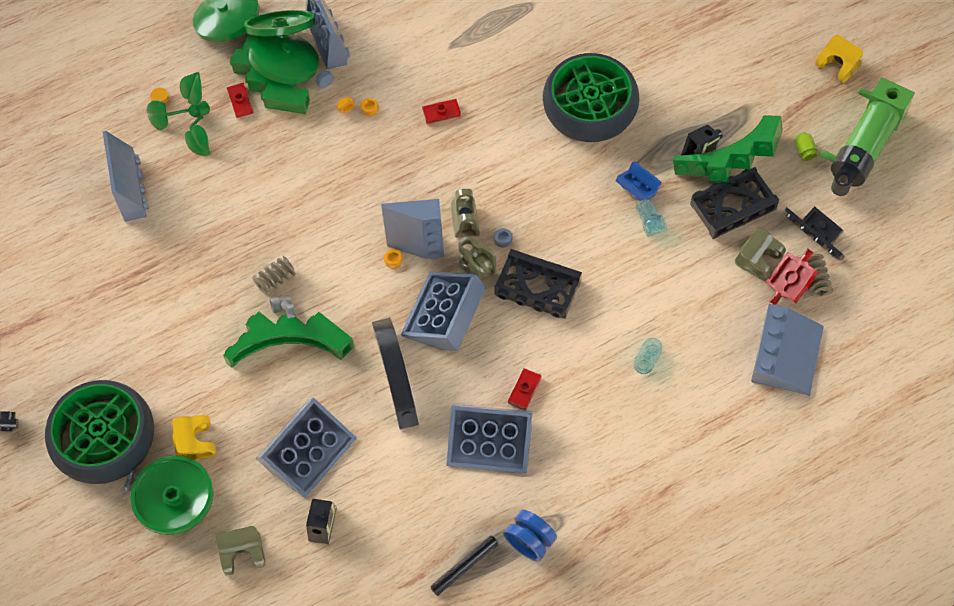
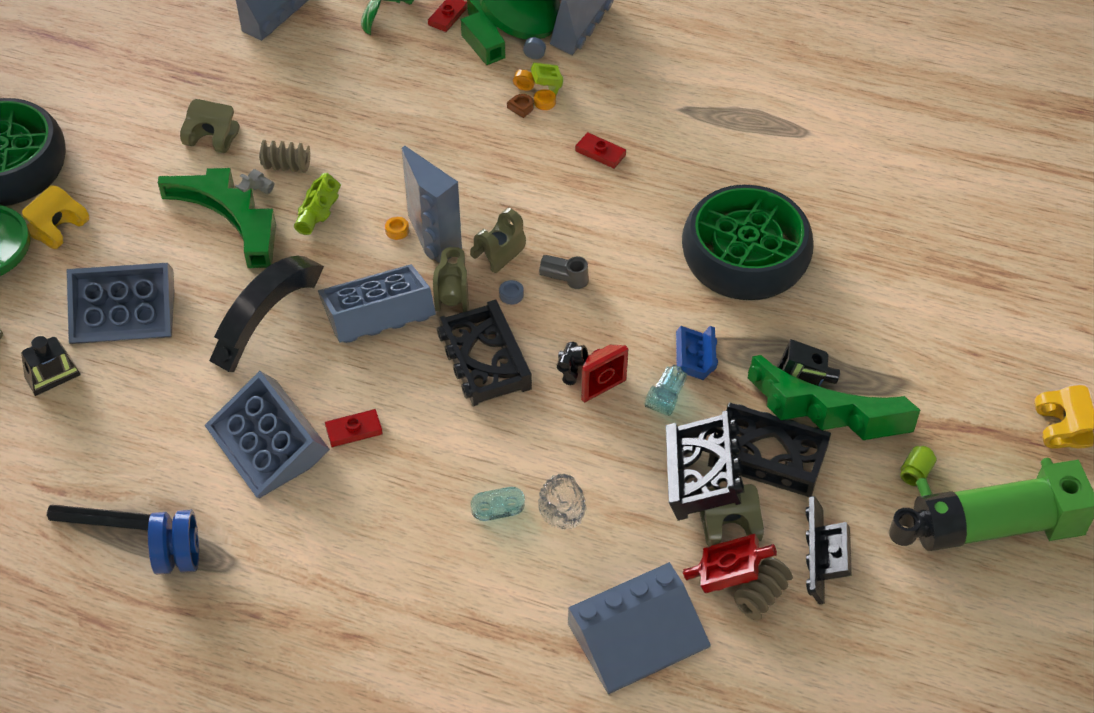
camera: 45 degrees right, 10 degrees down
(201, 291) = (209, 119): none -> olive piece
(334, 285) = (317, 203): none -> lime brick
(359, 90) = (547, 75): none -> lime bracket
(361, 121) = (521, 104): none -> dark orange tile
(516, 199) = (570, 270): none -> dark grey piece
(584, 245) = (570, 360): none -> black plate
(608, 235) = (604, 370): none -> red slope
(681, 324) = (562, 502): none -> clear hair
(729, 263) = (684, 439): none -> fence

